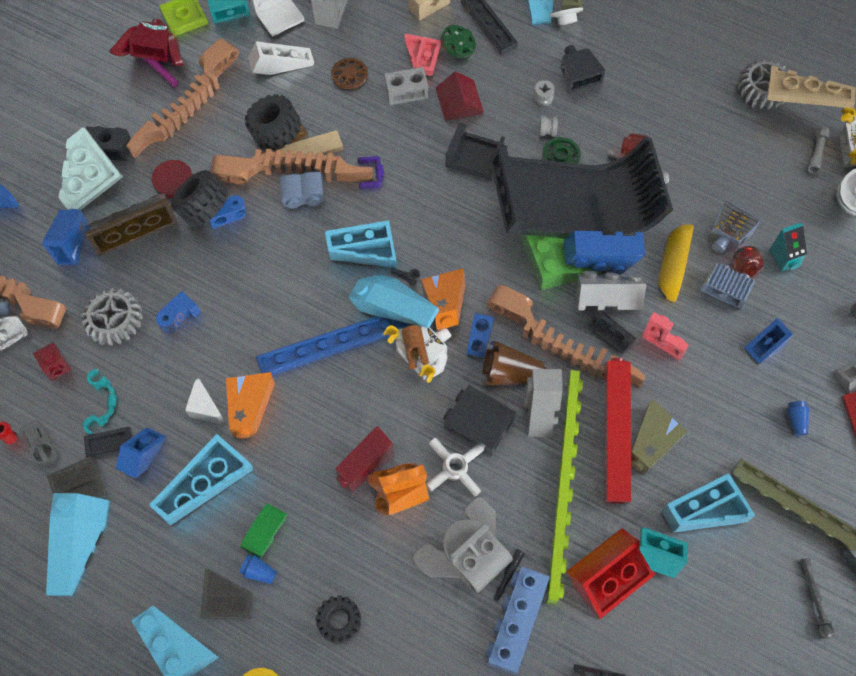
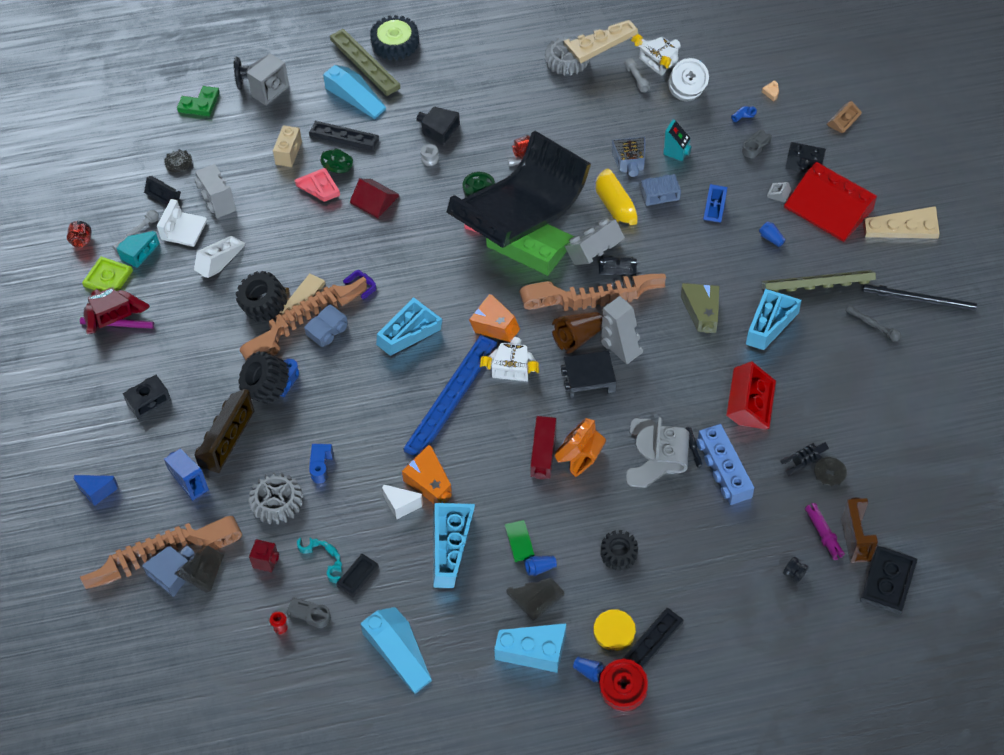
camera: 40 degrees left, 10 degrees down
(78, 479) = (361, 607): clear smoke wing -> none
(85, 171) = (155, 422): light aqua plate -> none
(139, 452) = (388, 561): blue slope -> none
(169, 177) = (220, 385): dark red tile -> none
(214, 61) = (170, 291): nougat piece -> none
(349, 73) = (278, 232): reddish brown wheel -> none
(392, 300) = (465, 344): medium azure wedge -> none
(406, 85) = (330, 212): light grey brick -> none
(410, 280) = (457, 327): black hand -> none
(414, 344) = (507, 357): dark orange hinge -> none
(453, 475) = (602, 411): white bar -> none
(472, 153) = (422, 223): black panel -> none
(480, 335) = (538, 326): blue leg -> none
(548, 126) = (454, 173): light grey wheel -> none
(564, 493) = (684, 380): lime plate -> none
(566, 16) = (397, 97): white piece -> none
(603, 252) = (570, 220): blue wedge -> none
(617, 432) = (680, 316): red brick -> none
(659, 334) = (650, 246): coral plate -> none
(663, 552) = (772, 360): teal slope -> none
(748, 261) = (659, 166): clear red head -> none

